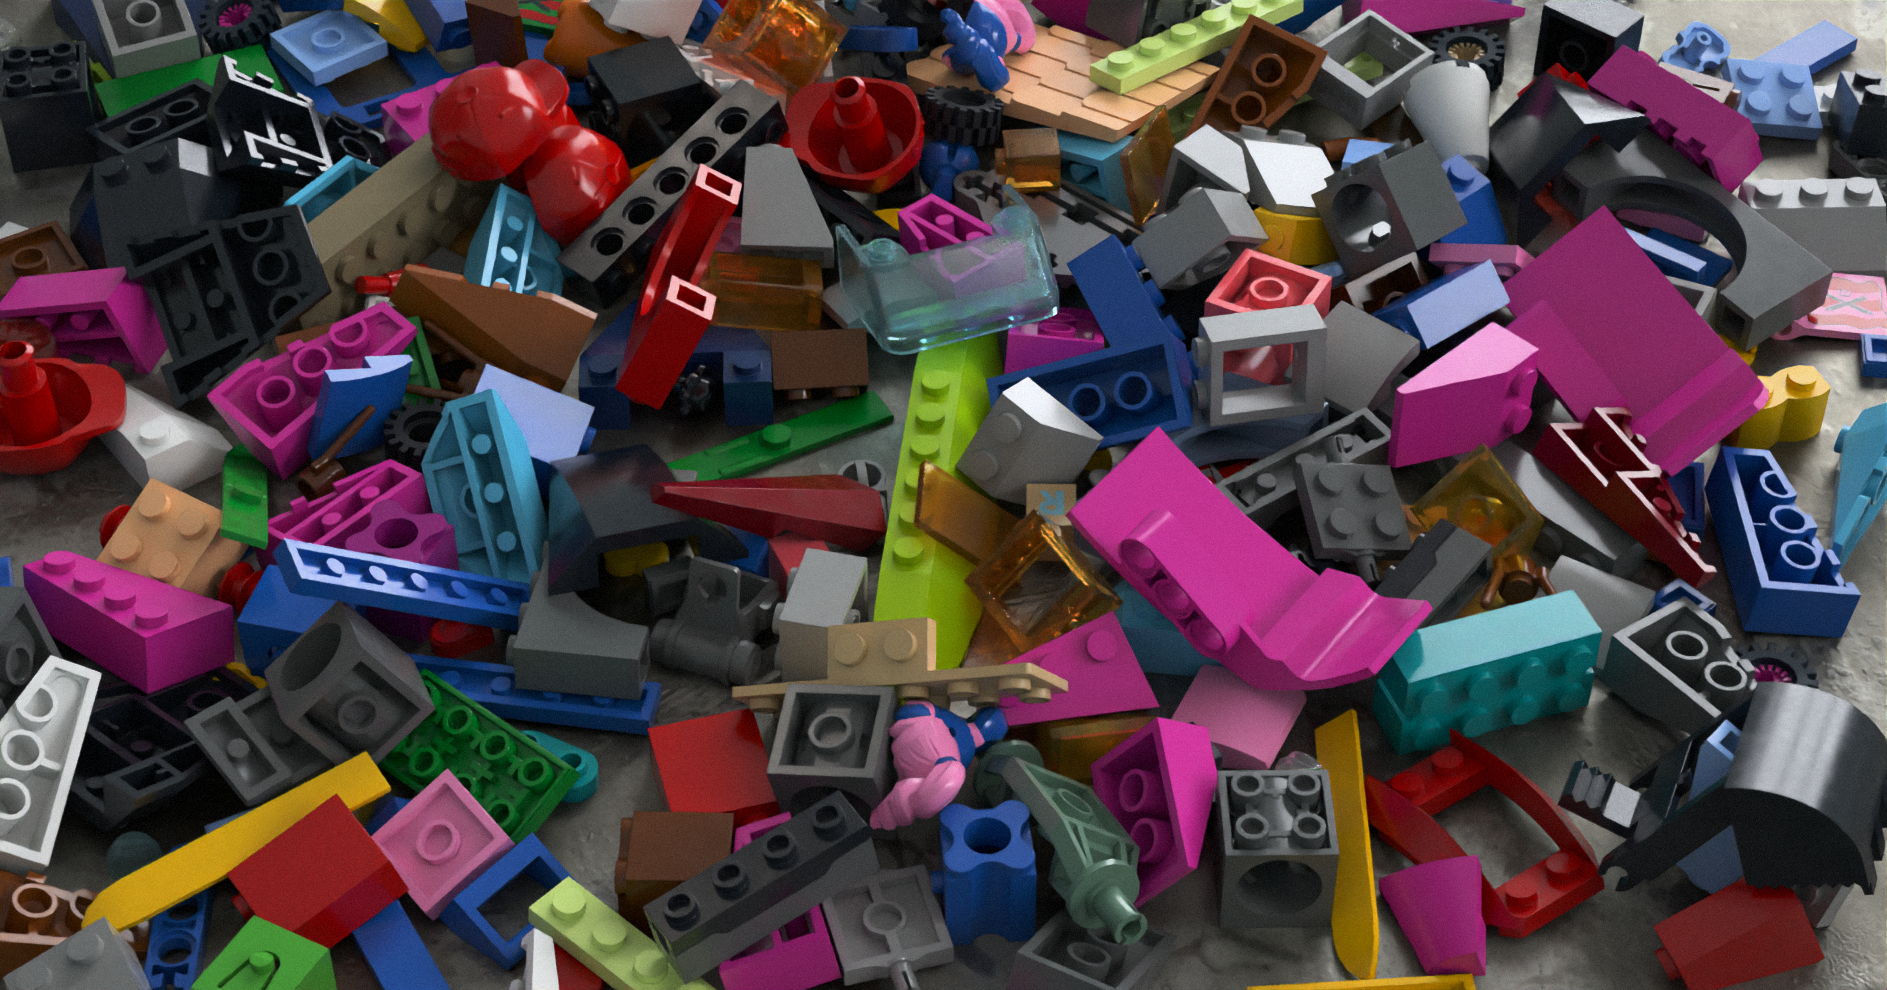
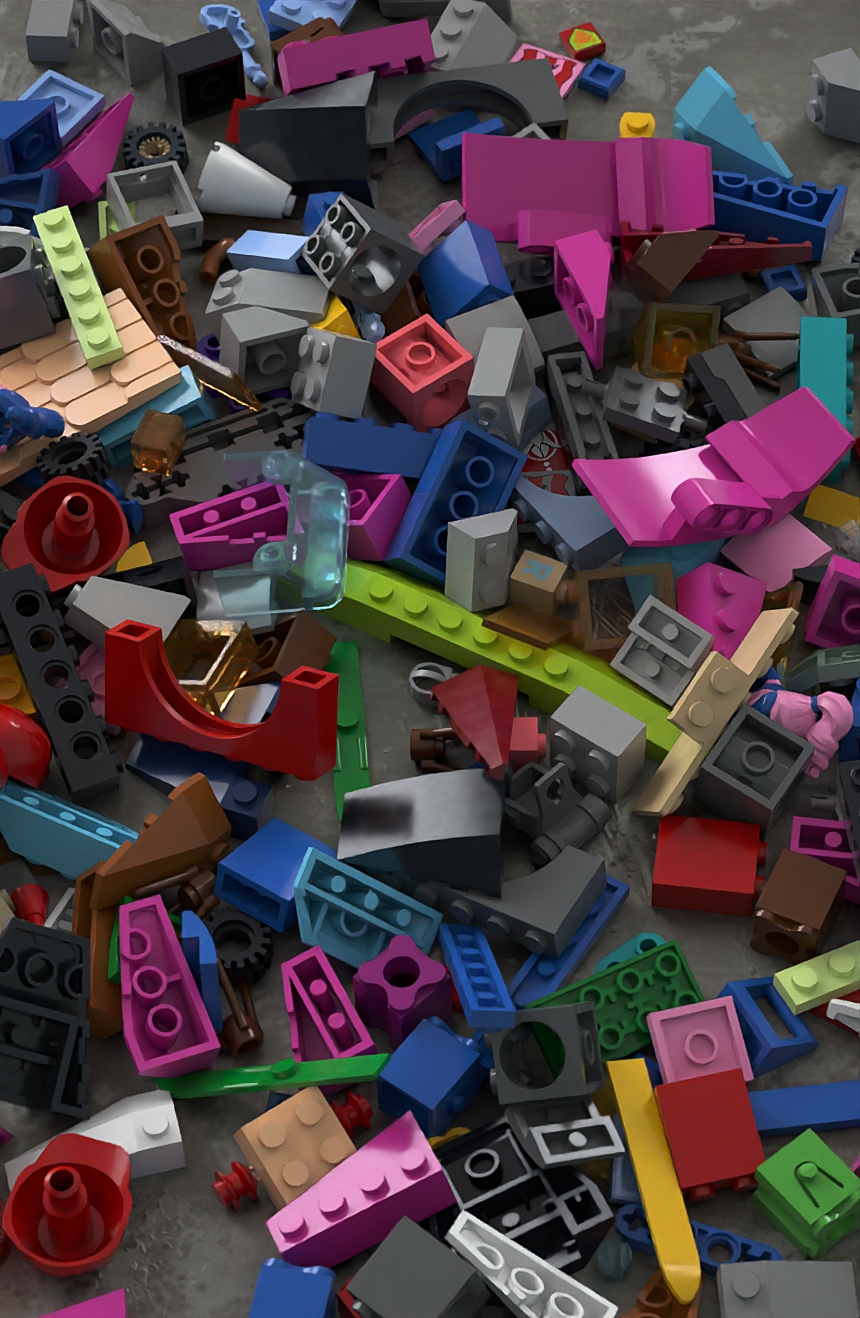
camera: 65 degrees left, 10 degrees up
(983, 630) = (663, 651): none -> light grey slope
(1530, 429) = (662, 265): none -> reddish brown slope

